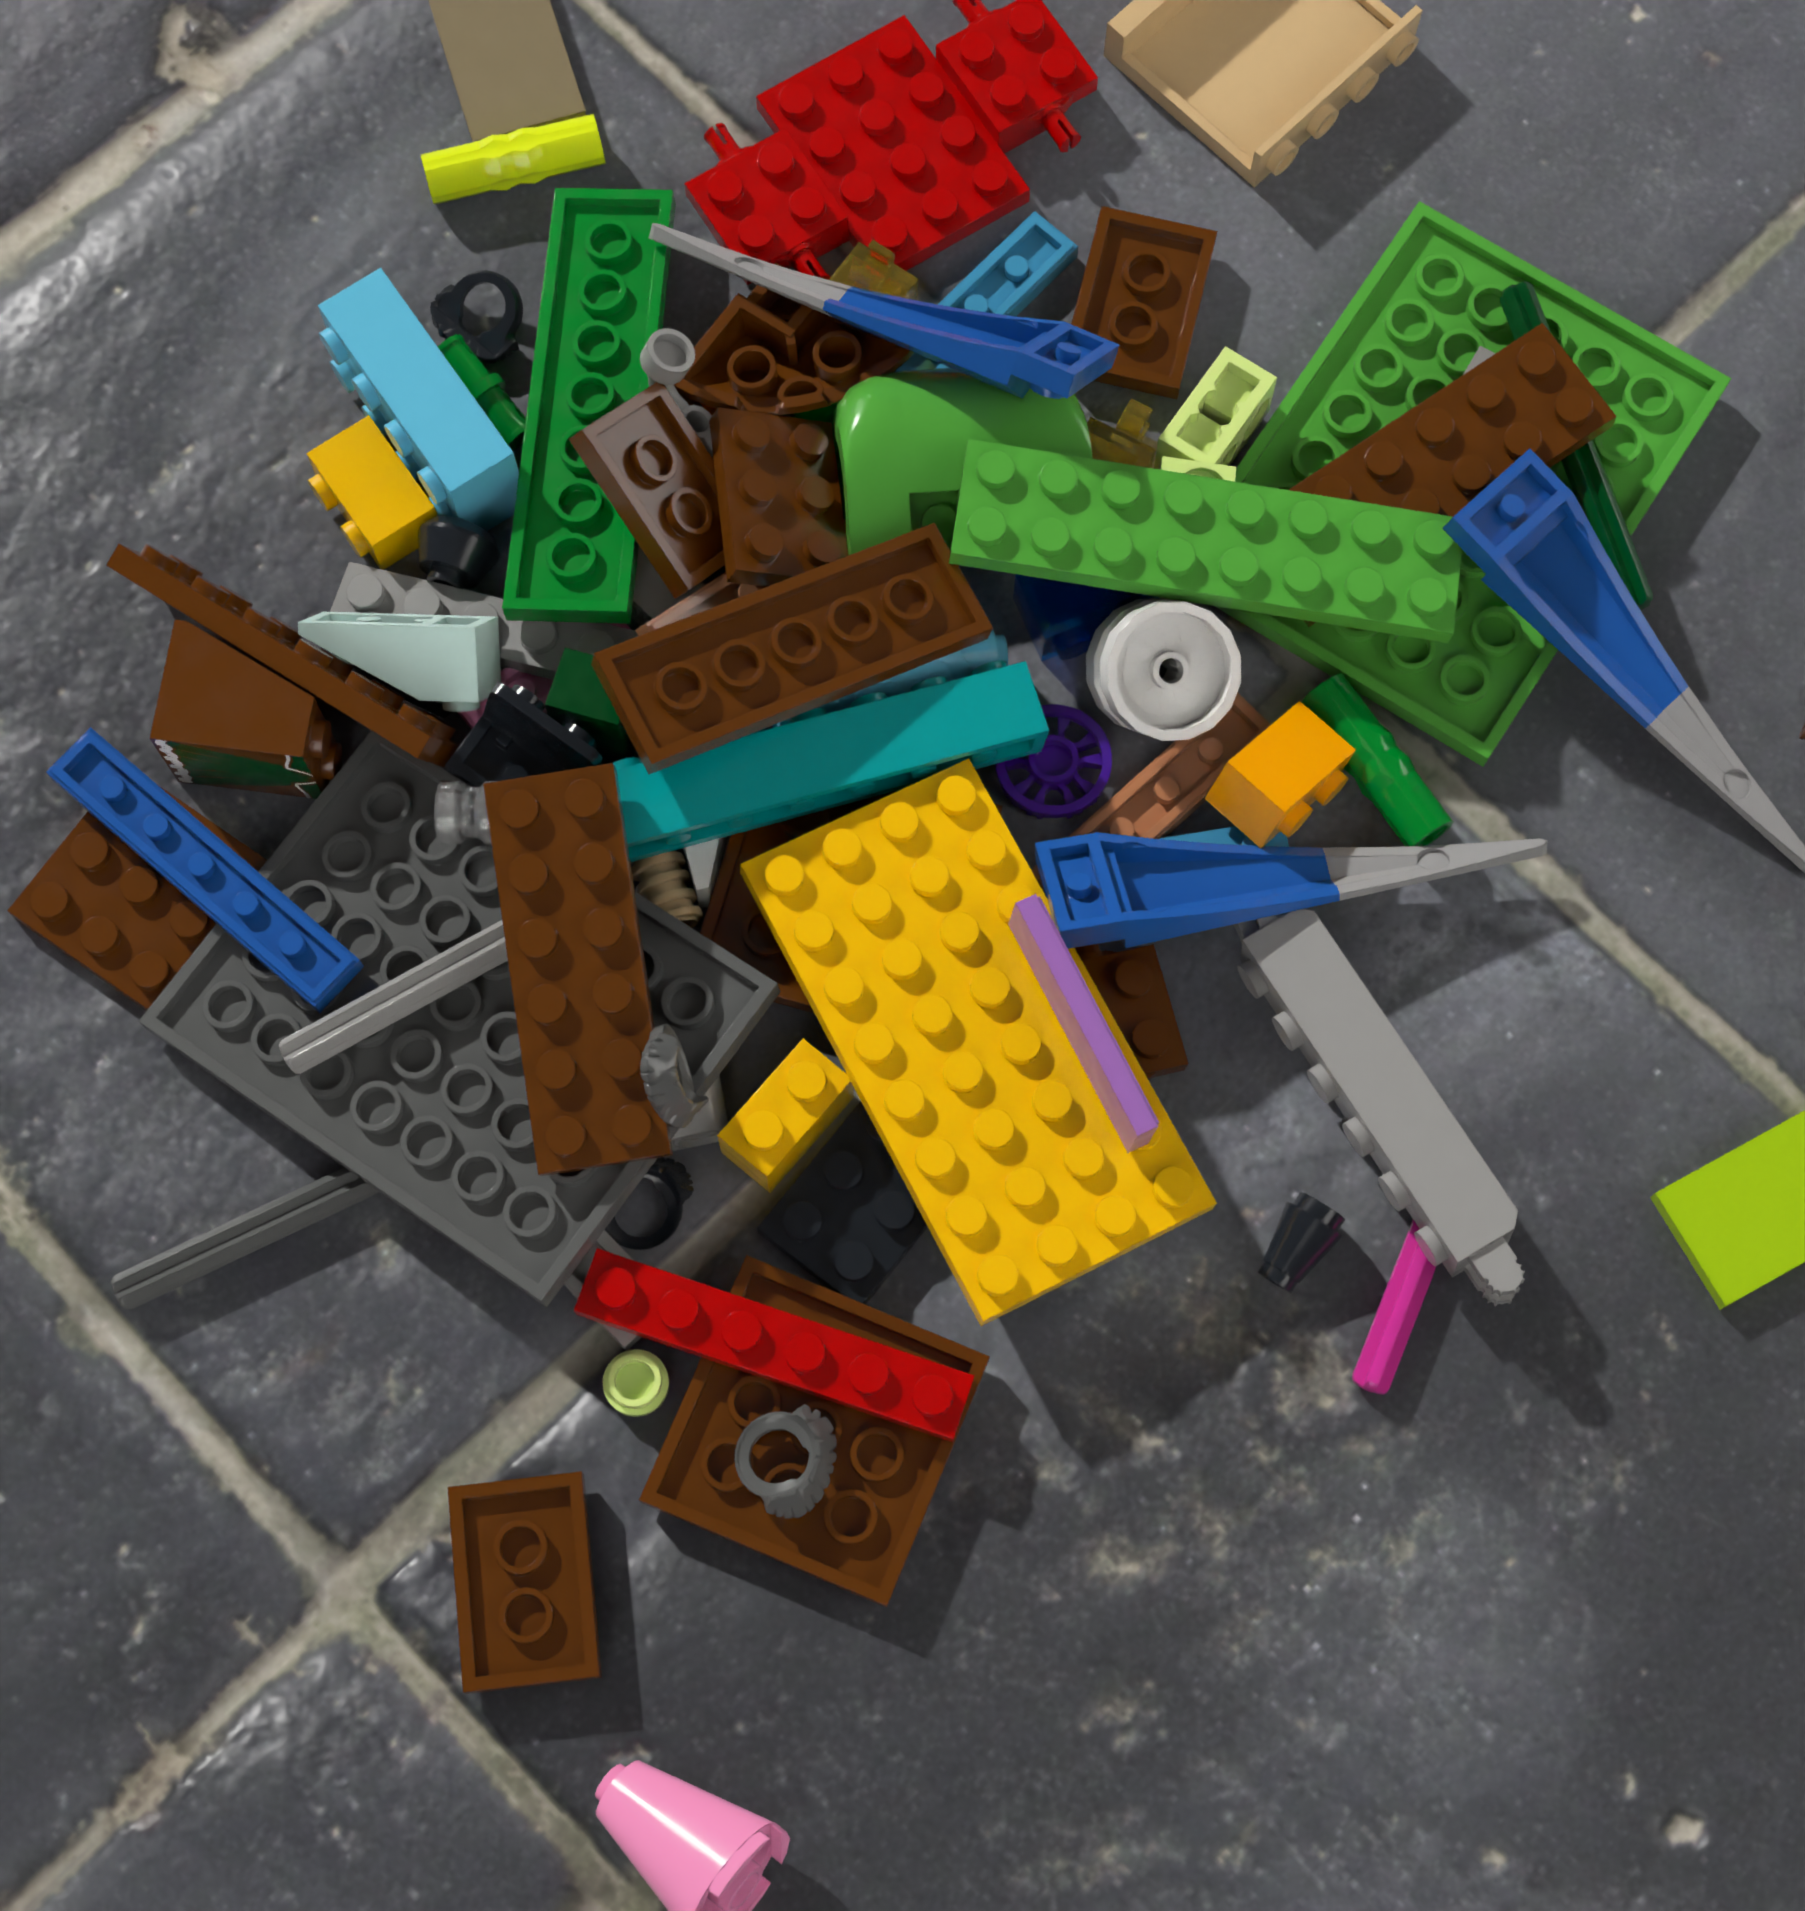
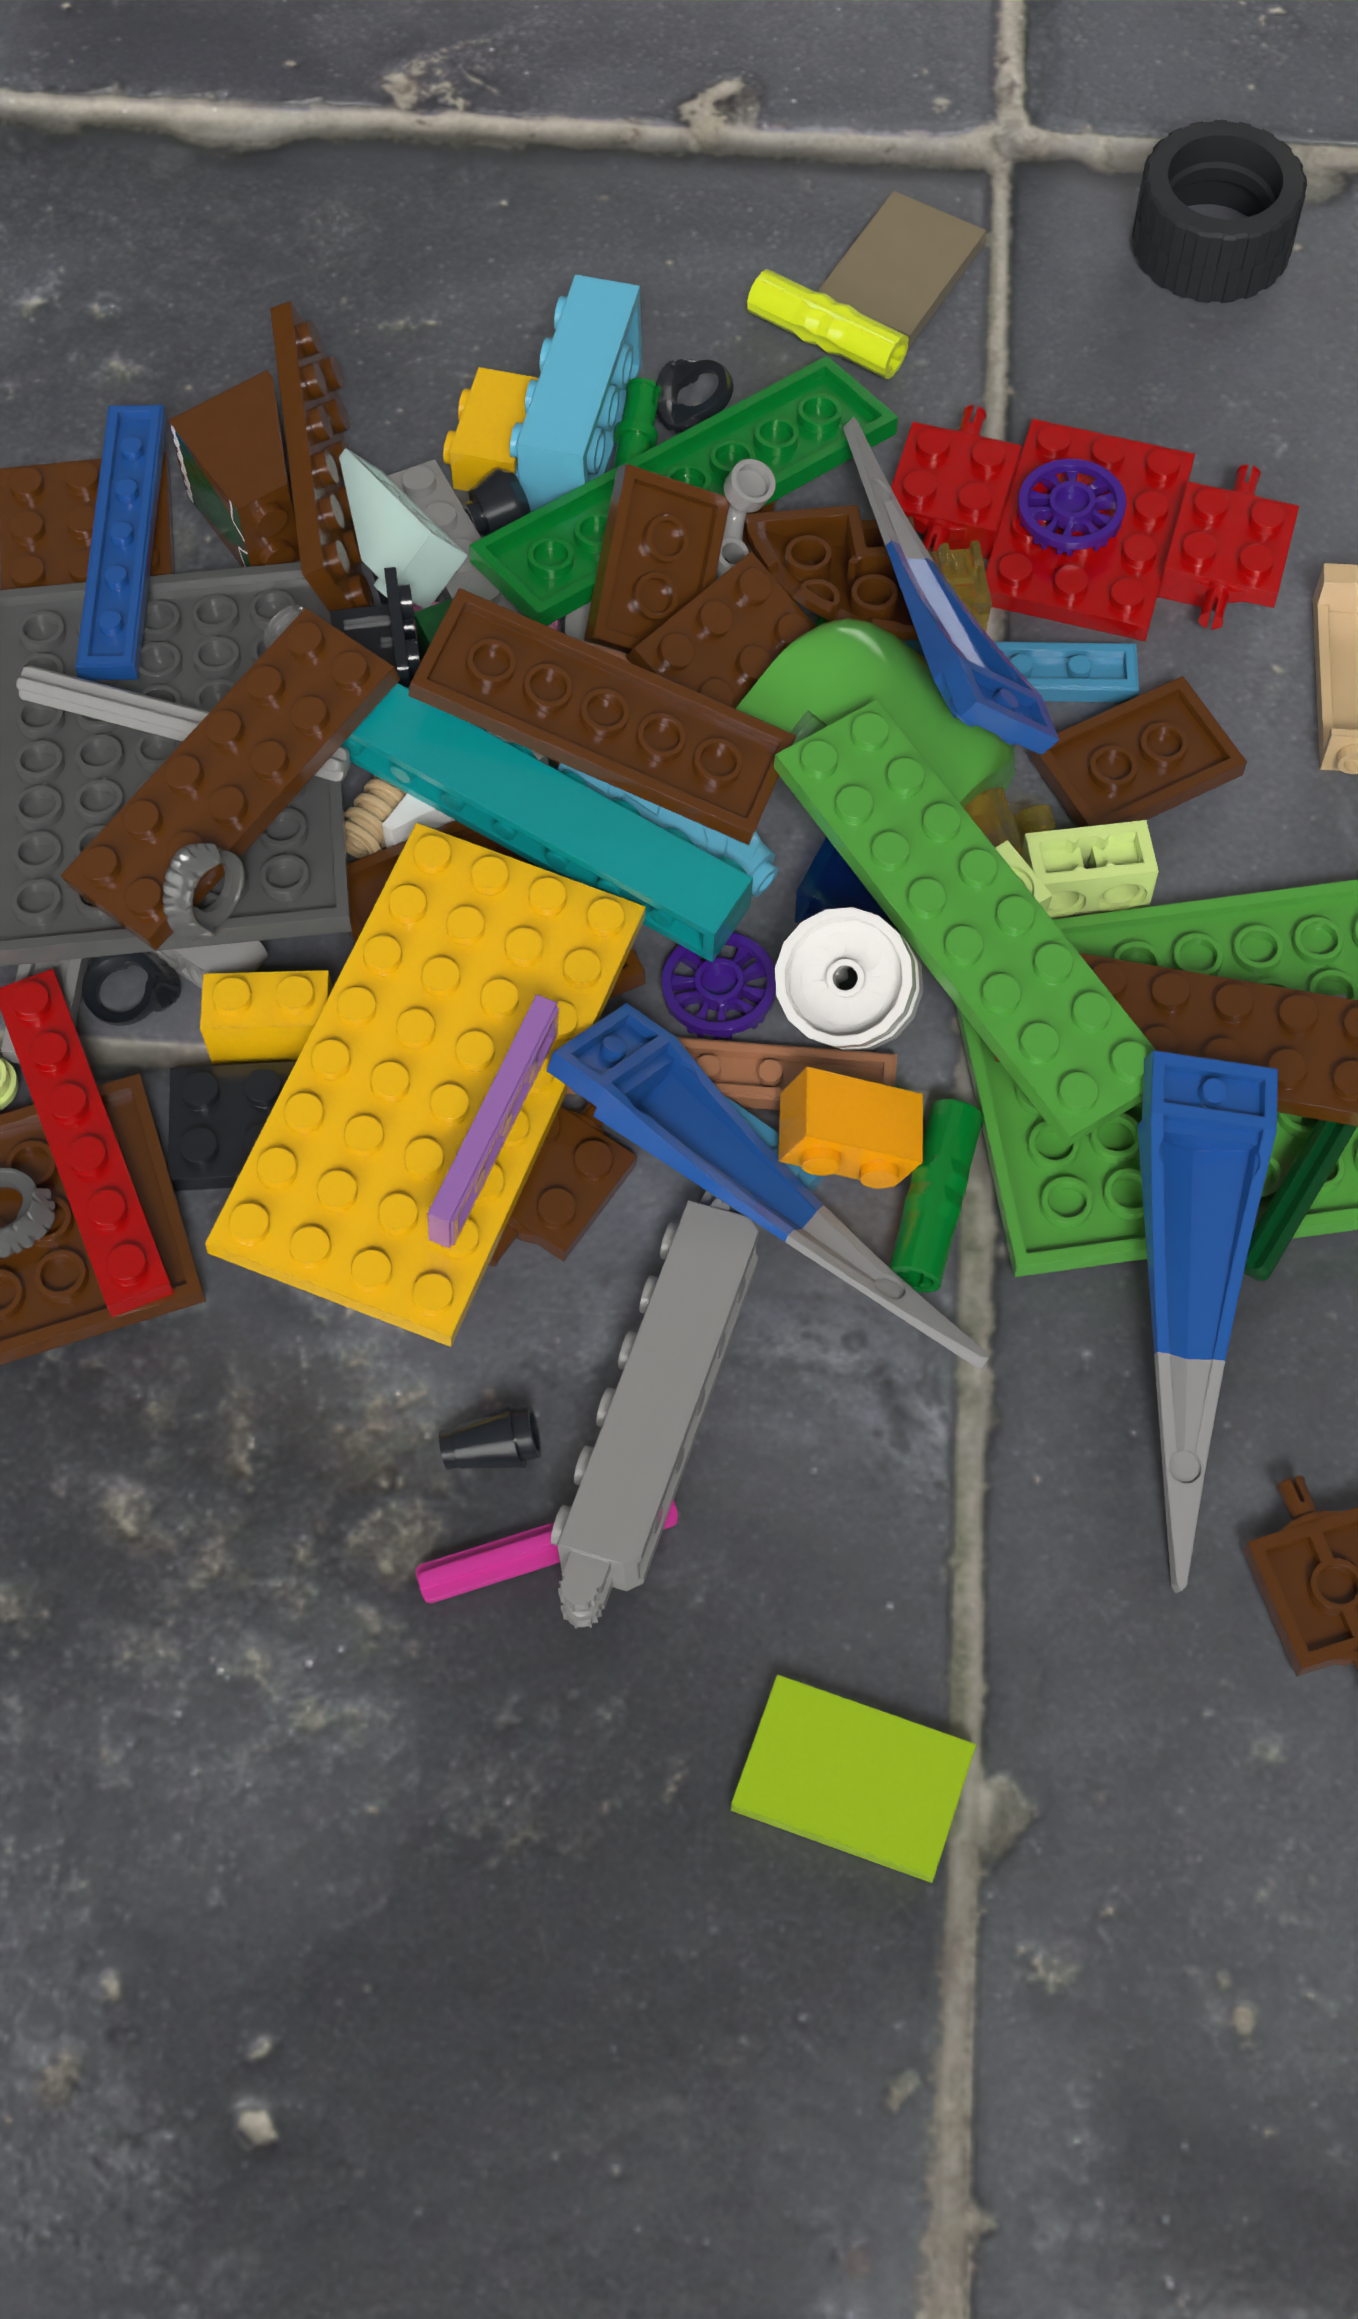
camera: 50 degrees right, 10 degrees down
(879, 143) = (1071, 506): none -> dark purple wheel

